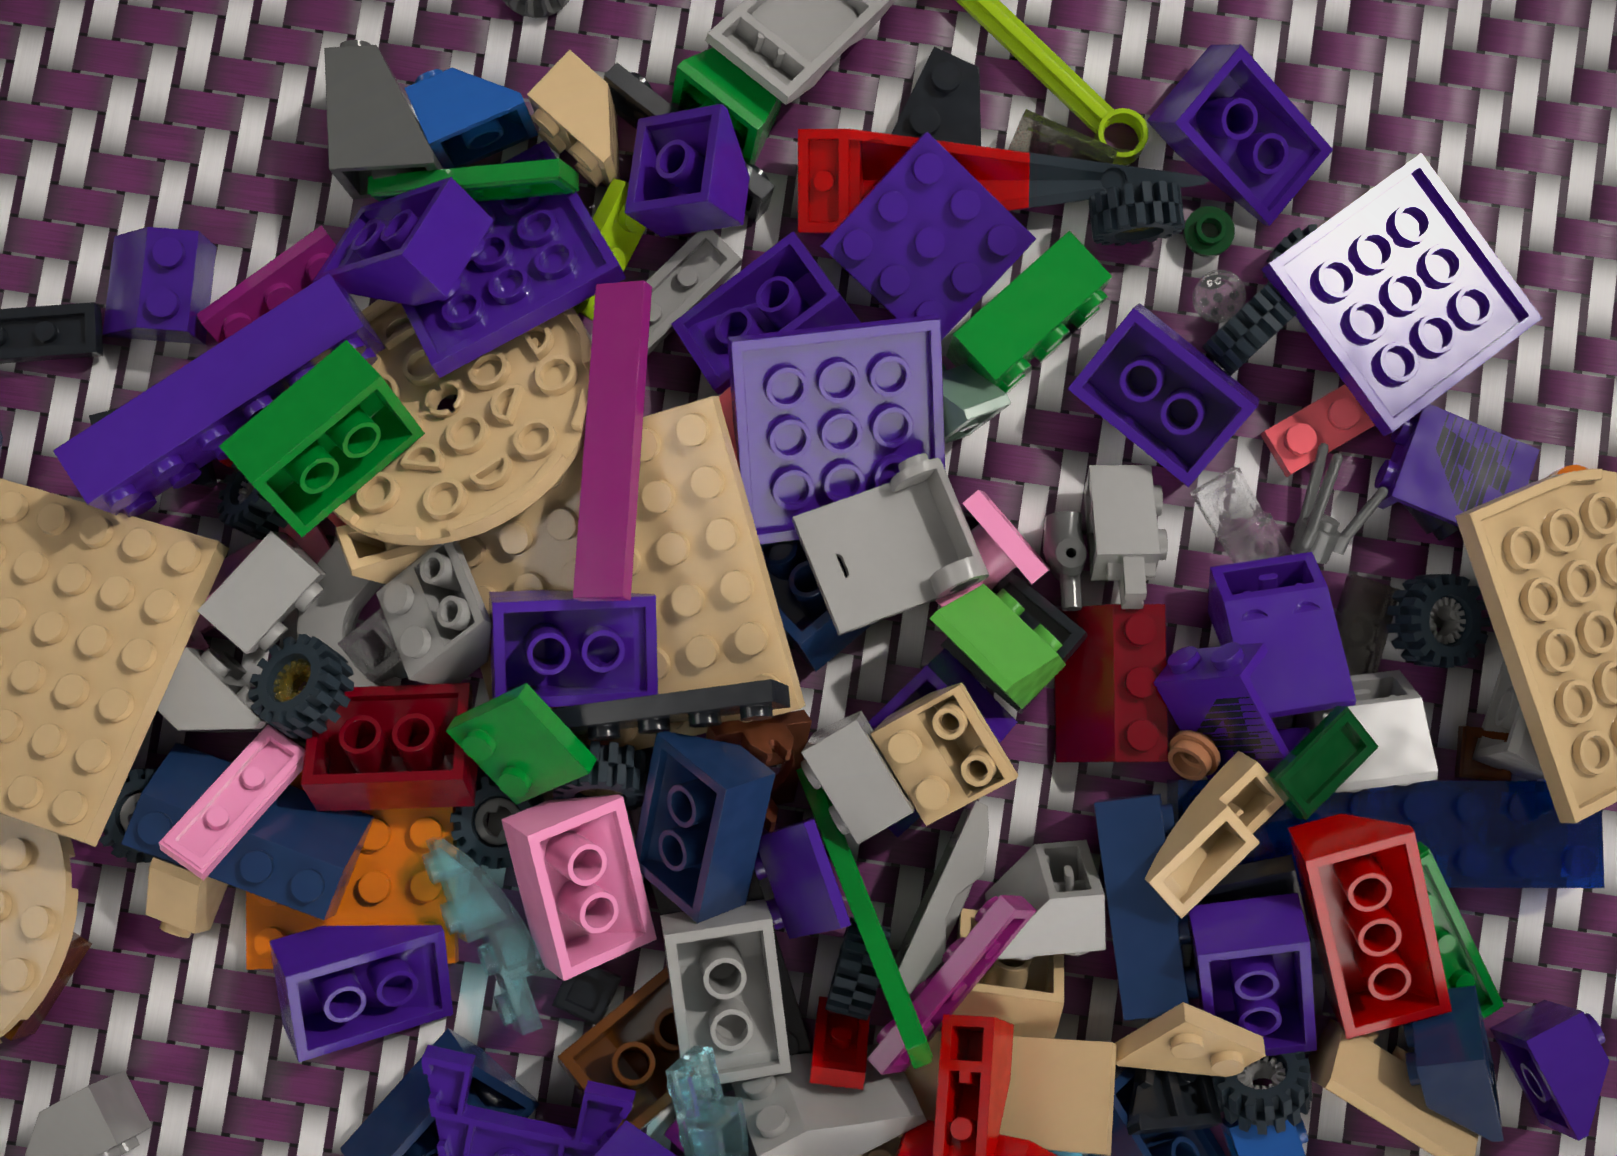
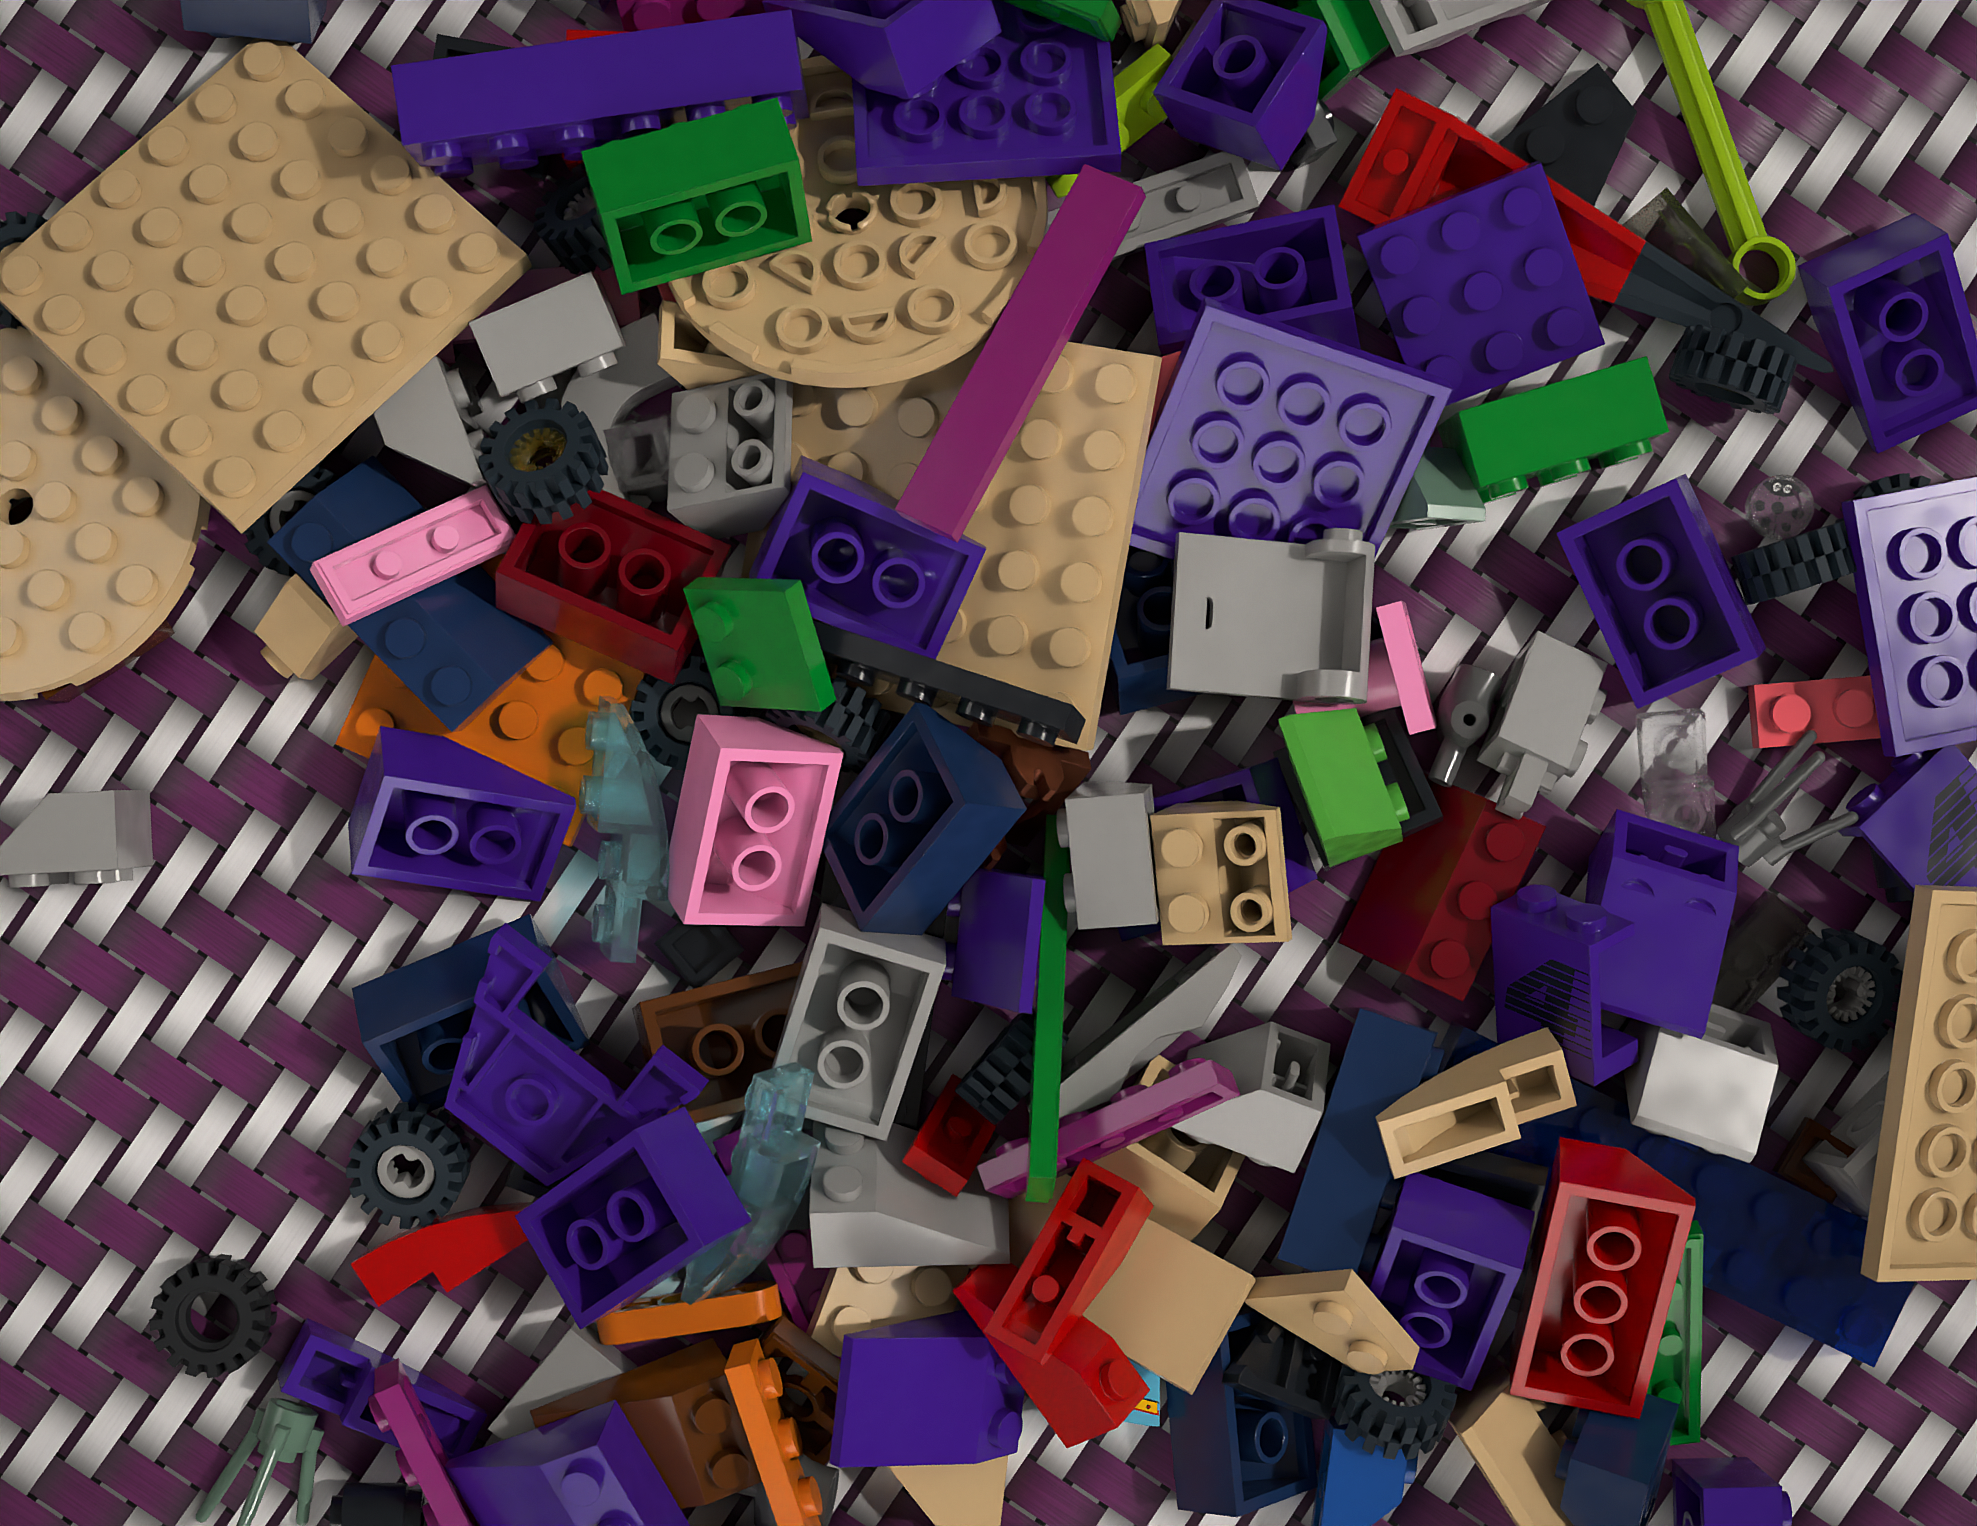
camera: 25 degrees right, 5 degrees up
(1193, 755) = (1494, 1008): nougat plate -> none
(1201, 244) = (1788, 437): dark green plate -> none
(1321, 762) = (1632, 1083): dark green tile -> none

